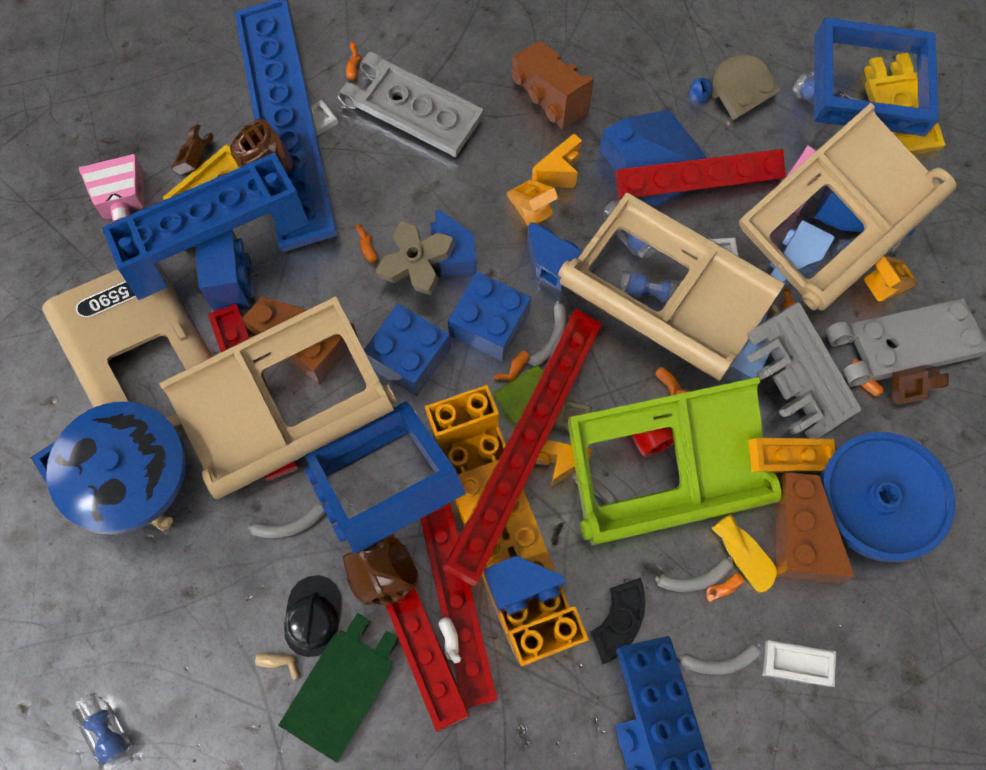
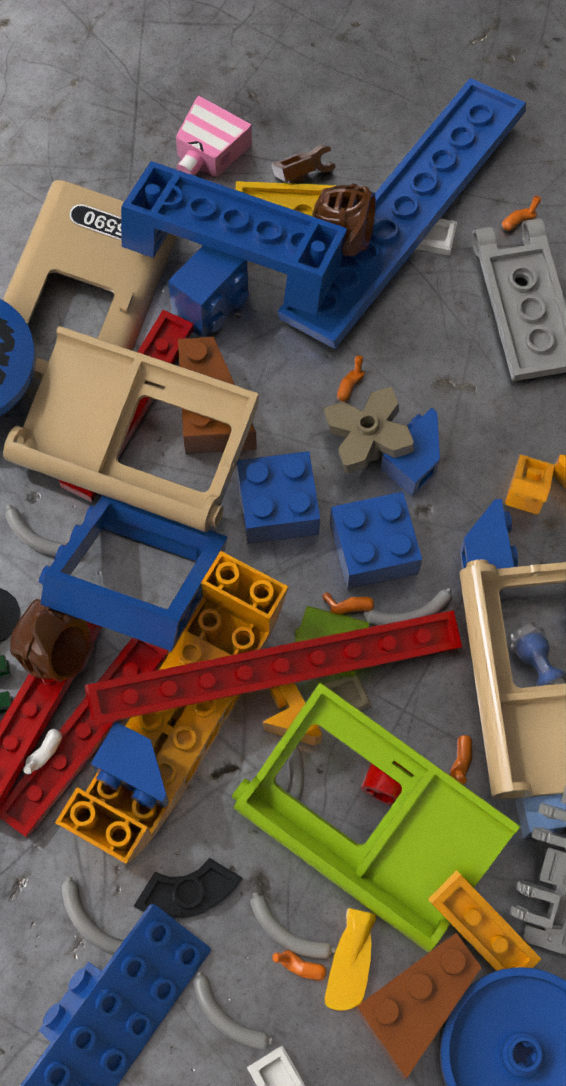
camera: 50 degrees right, 0 degrees up
(589, 708) = (83, 923): none -> light grey piece

